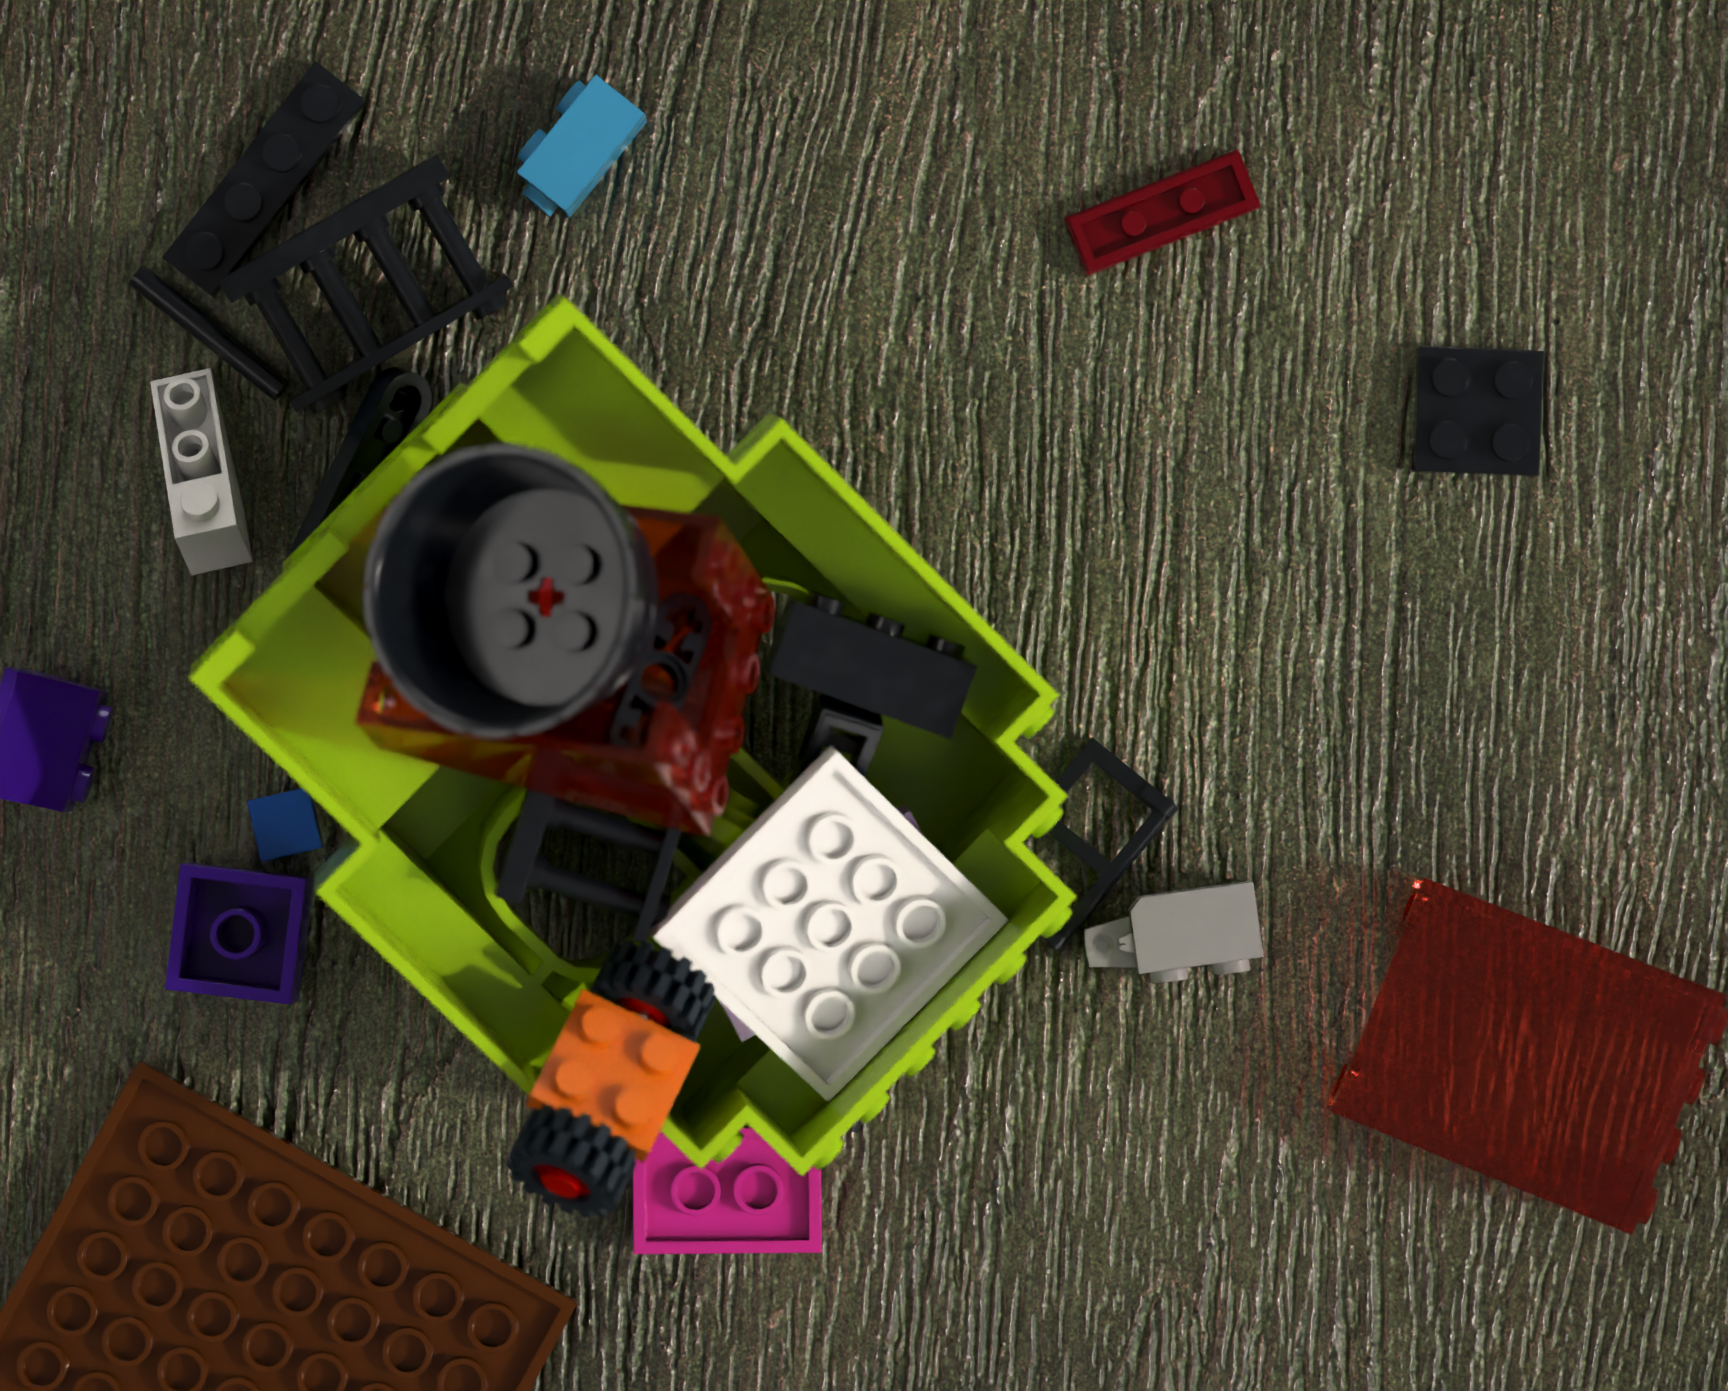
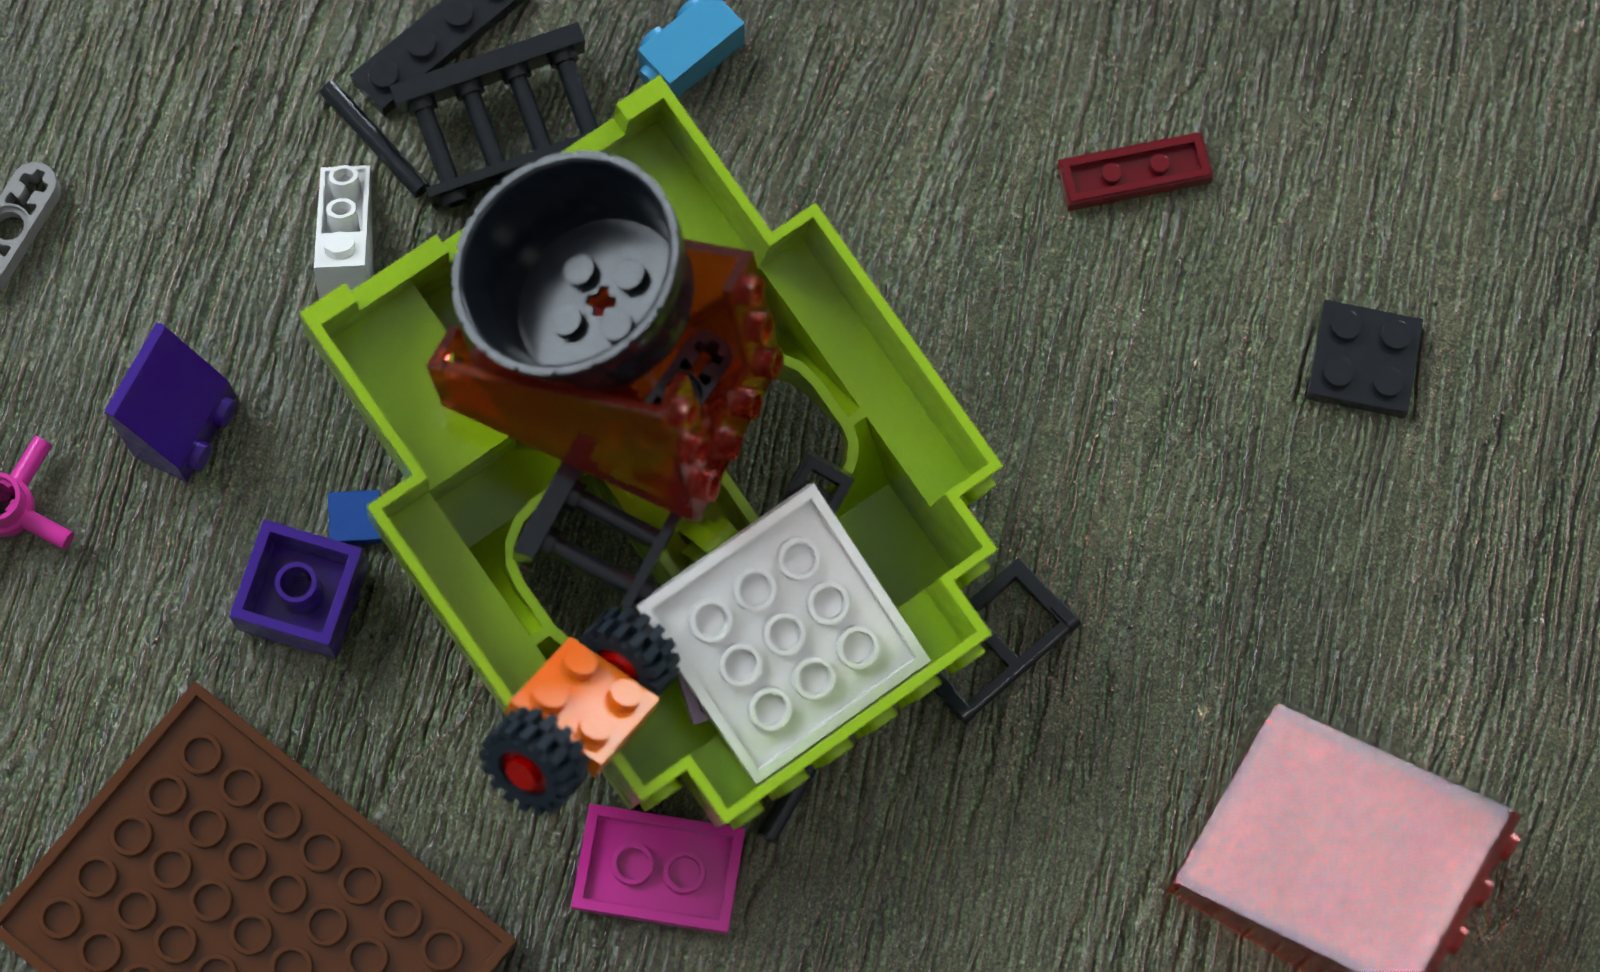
camera: 10 degrees right, 15 degrees down
(871, 663) = (853, 429): black brick -> none
(1181, 931) = (1068, 720): light grey hinge -> none

